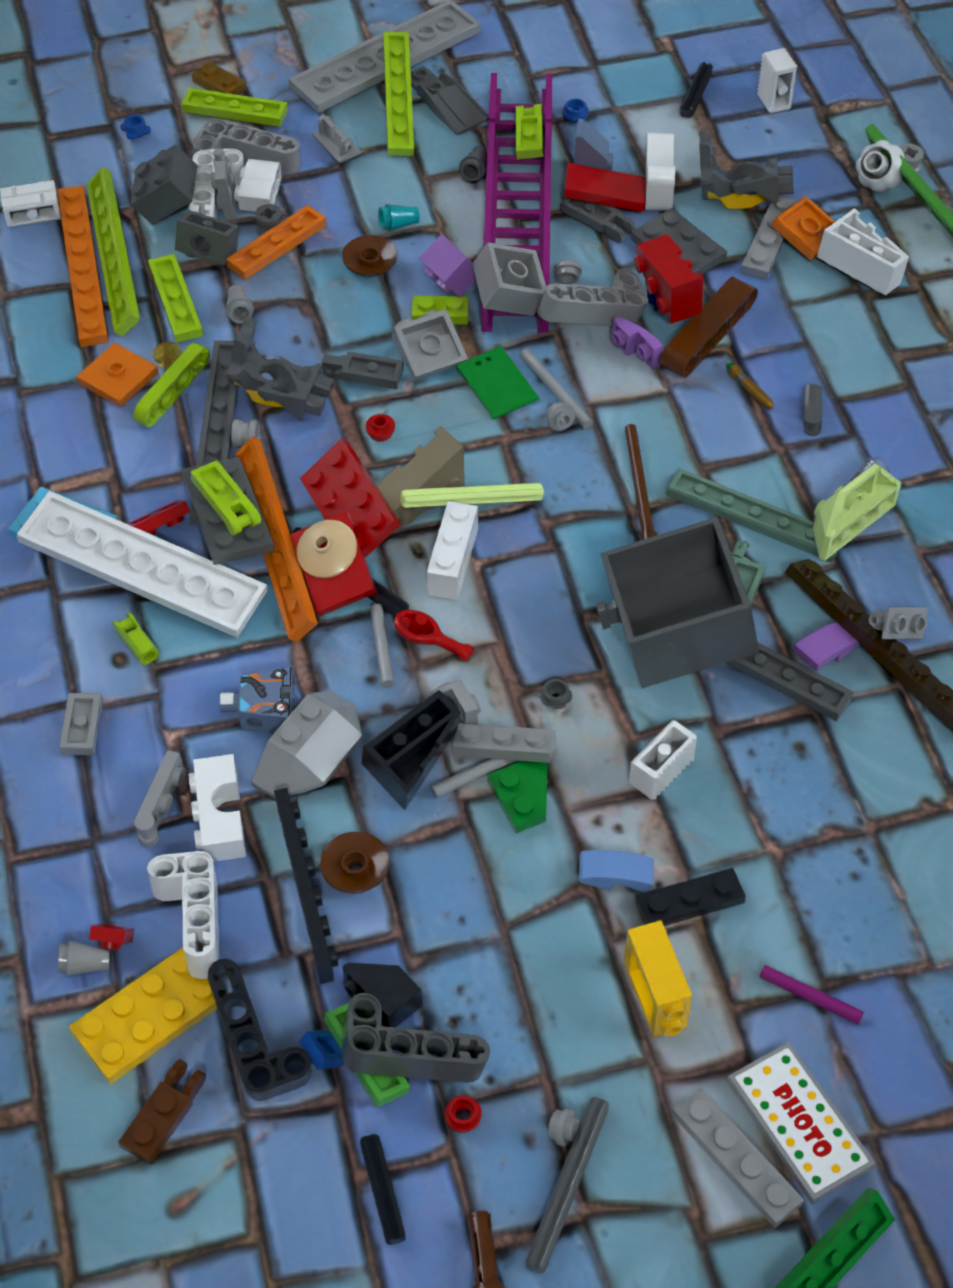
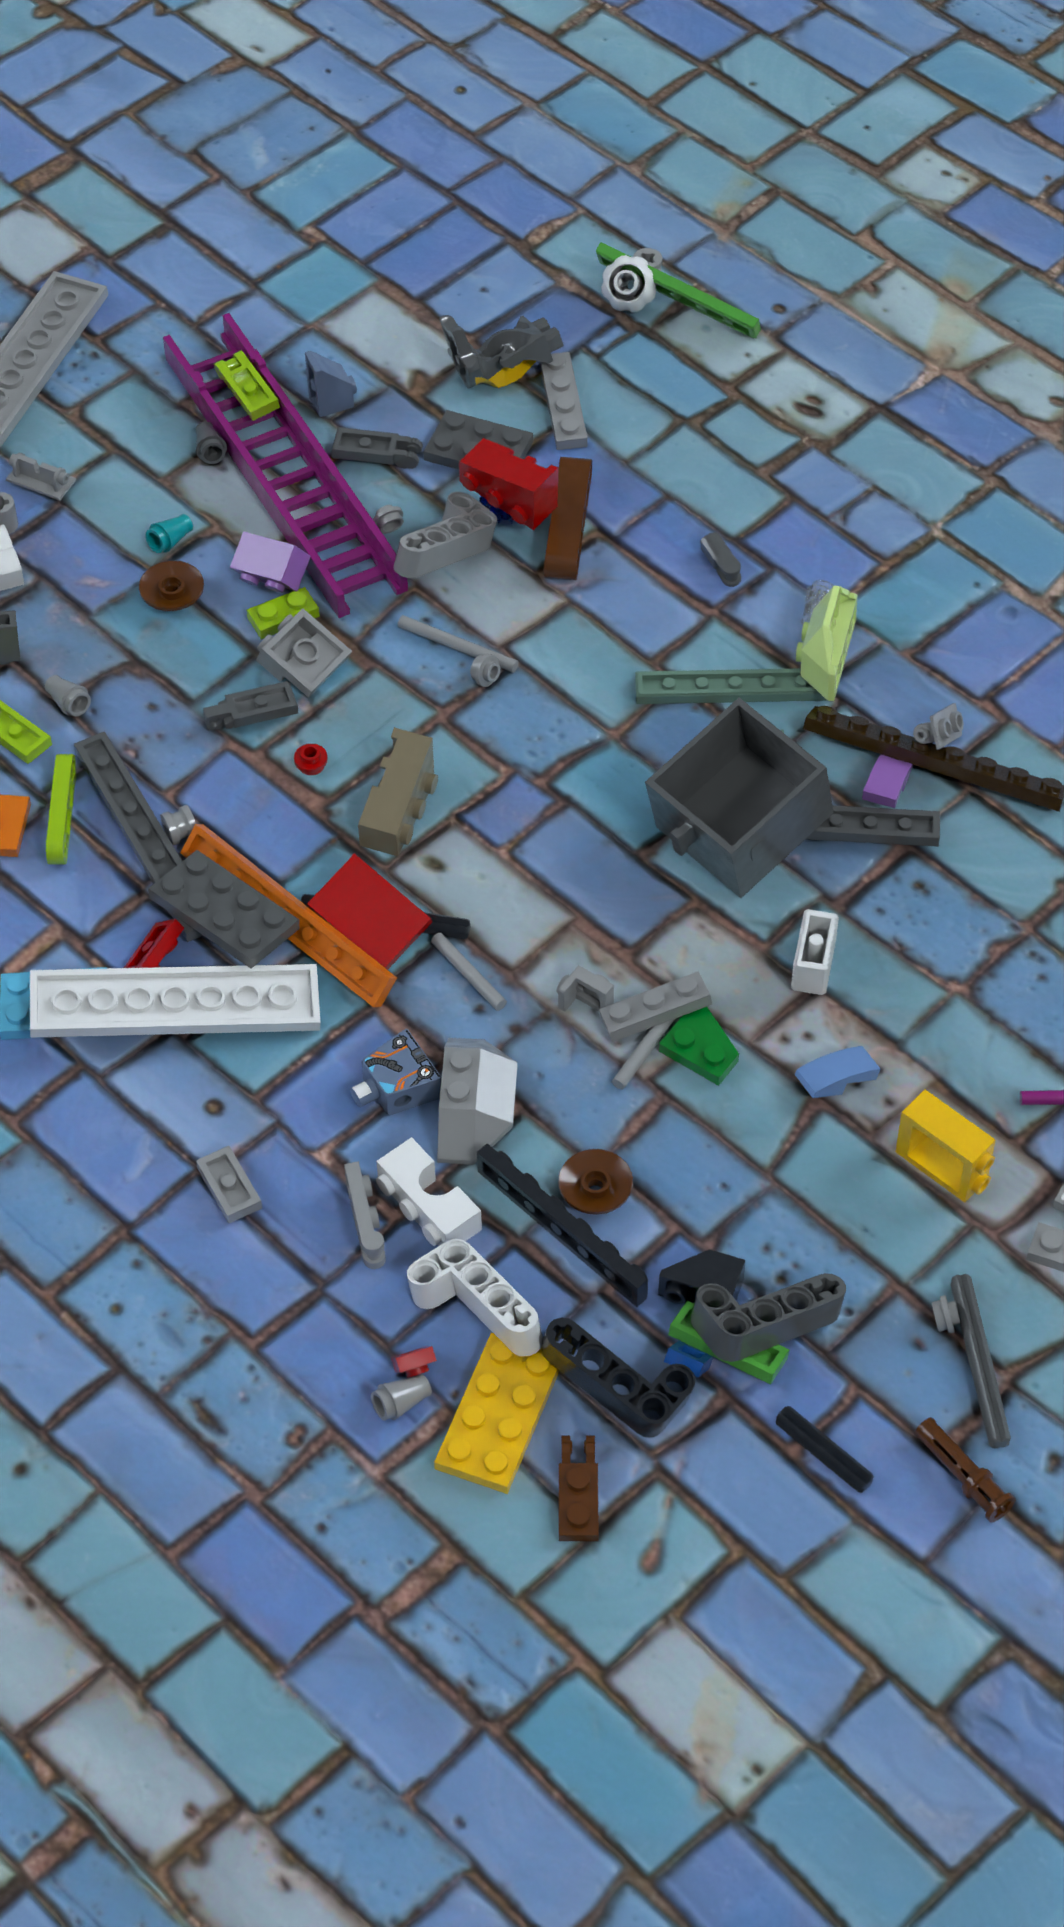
camera: 30 degrees left, 0 degrees up
(136, 639) = (221, 1079): lime bar -> none
(166, 354) = (29, 780): clear yellow plate -> none
(225, 497) = (225, 894): lime plate -> none
(267, 217) = (33, 593): dark grey wheel -> none
(276, 242) = (58, 613): orange plate -> none
(291, 385) = (192, 753): dark grey hips -> none
(334, 557) = (358, 916): tan dish -> none
(342, 484) = (327, 835): red plate -> none
(398, 94) = (75, 398): lime plate -> none
(411, 746) = (576, 1052): black wedge -> none
(423, 630) = (500, 938): red piece -> none
(448, 100) = (124, 384): dark grey piece -> none
(452, 550) = (477, 848): white brick -> none
(460, 1104) = (853, 1341): red plate -> none
(471, 495) = (459, 785): yellowish green axle -> none
(497, 382) = (395, 663): green container -> none
(509, 279) = (349, 550): light grey brick -> none
(556, 687) = (669, 932): dark grey plate -> none
(575, 110) = (273, 343): blue plate -> none
(605, 187) = (366, 414): red tile -> none
(633, 339) = (502, 560): medium lavender slope -> none
(639, 483) = (652, 752): reddish brown bar -> none
(659, 171) = (417, 386): white beam -> none
(691, 898) = (916, 1067): black plate -> none
(696, 90) = (383, 273): black axle -> none
(751, 387) = (625, 554): pearl gold piece -> none
(777, 80) = (466, 231): white brick -> none
(803, 226) = (597, 376): orange plate -> none
(863, 253) = (670, 382): white wedge -> none

